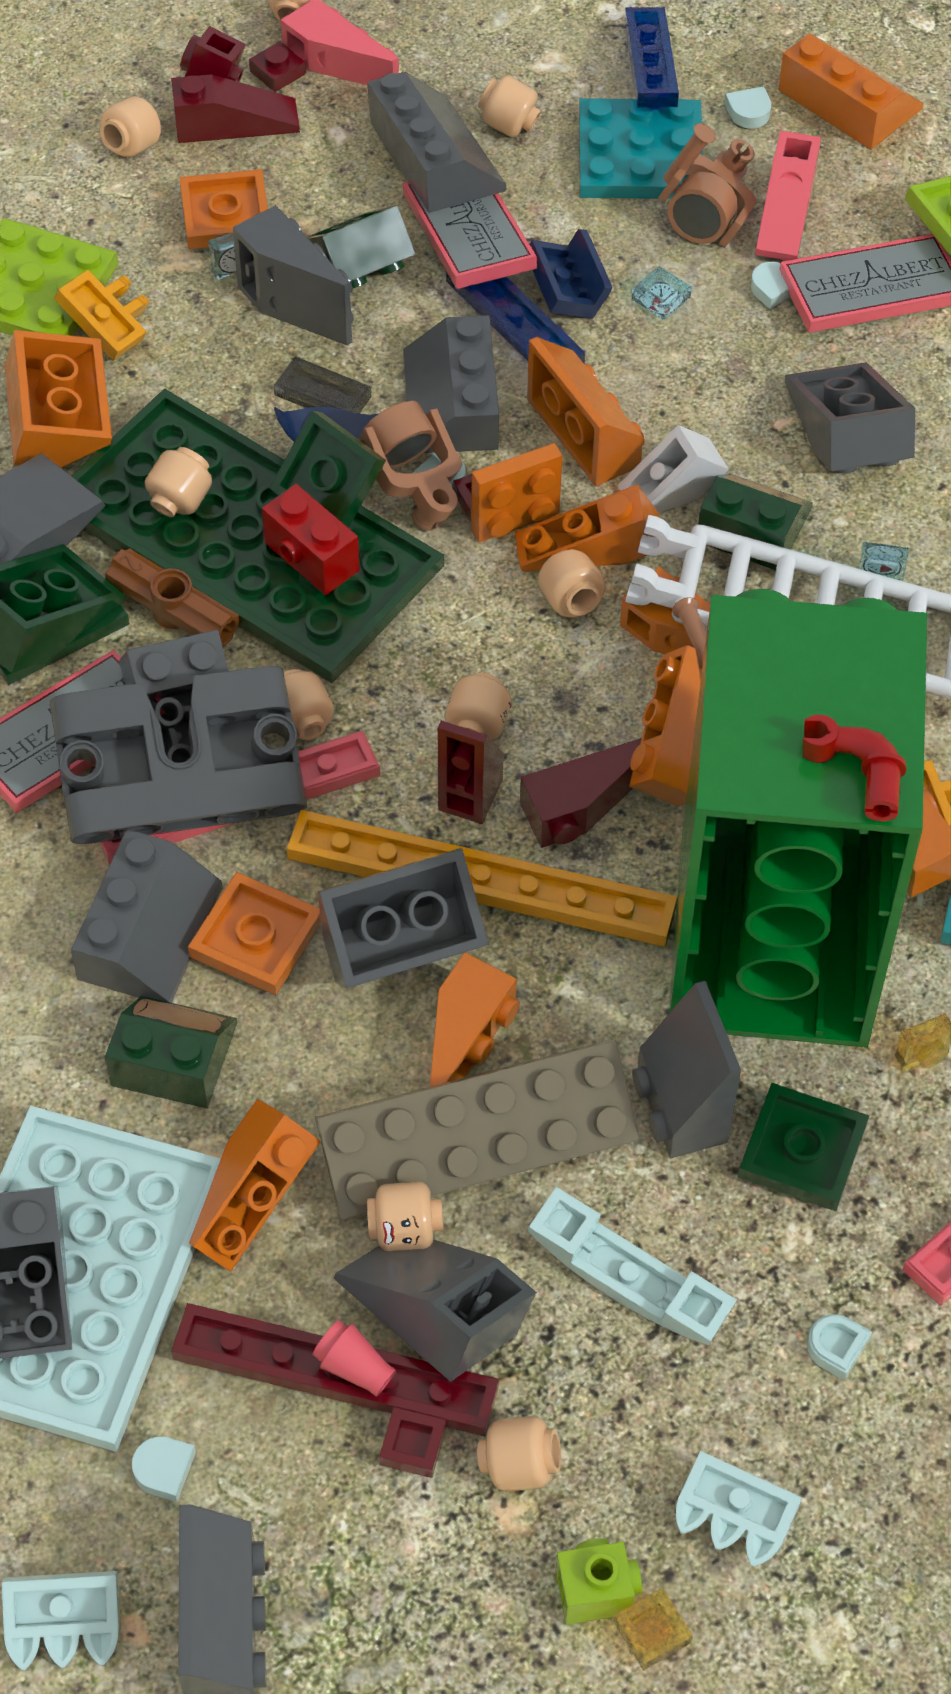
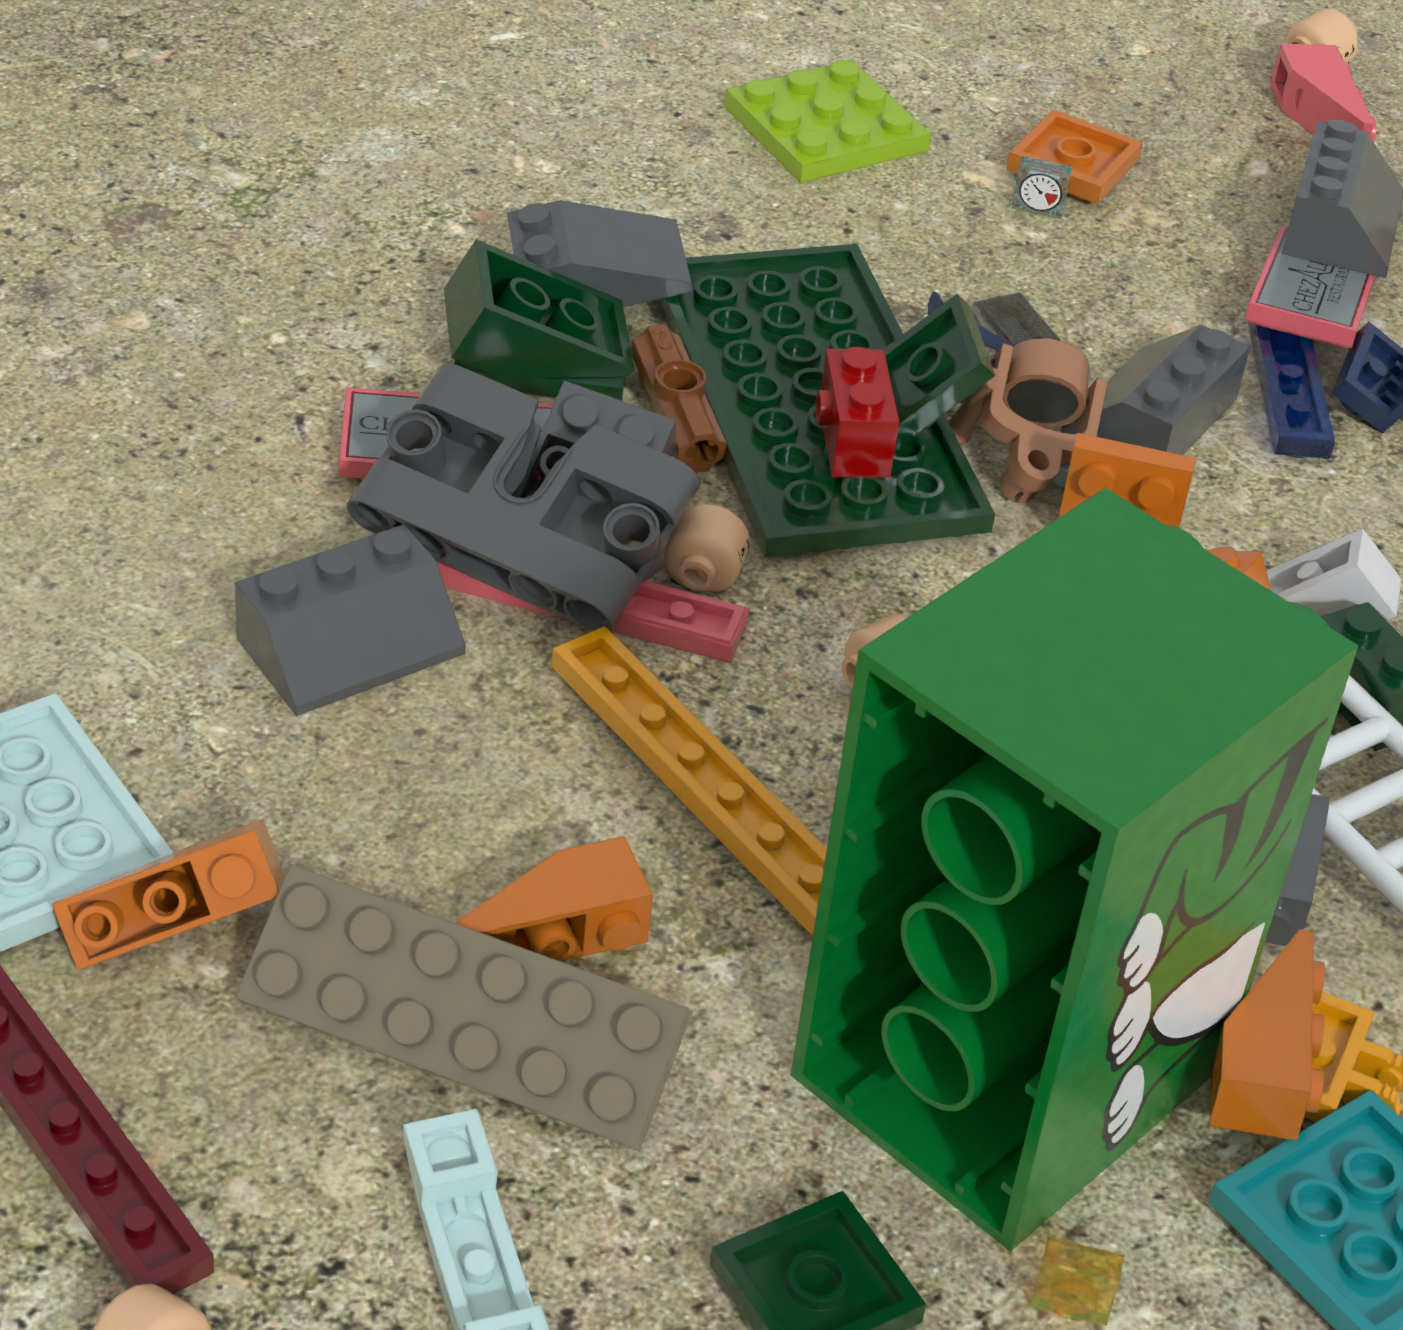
camera: 35 degrees right, 15 degrees down
(56, 397) = (740, 189): orange slope -> none
(101, 314) = (864, 165): light orange hinge -> none
(130, 126) = (1046, 55): light nougat head -> none
(169, 1050) = (241, 739): dark green slope -> none
(178, 482) = (778, 303): light nougat head -> none
(213, 54) = (1177, 45): dark red brick -> none
(226, 109) = (1157, 87): dark red slope -> none
(255, 933) = (443, 702): orange plate -> none
(277, 66) = (1249, 89): dark red plate -> none
(292, 276) = (1075, 219): dark grey slope -> none
(353, 1358) = (77, 1108): coral cone -> none
(367, 244) = (1178, 242): slope -> none
(400, 919) = (587, 758): dark grey slope -> none
(404, 1216) = (289, 1028): light nougat head -> none
(412, 1442) = (59, 1250): dark red plate -> none
(441, 1301) = (233, 1133): dark grey slope -> none
(467, 772) = (804, 681): dark red slope -> none
(581, 412) = (1279, 476): orange slope -> none
(689, 1076) = (737, 1110): dark grey slope -> none
(878, 756) = (1123, 724): red piece -> none

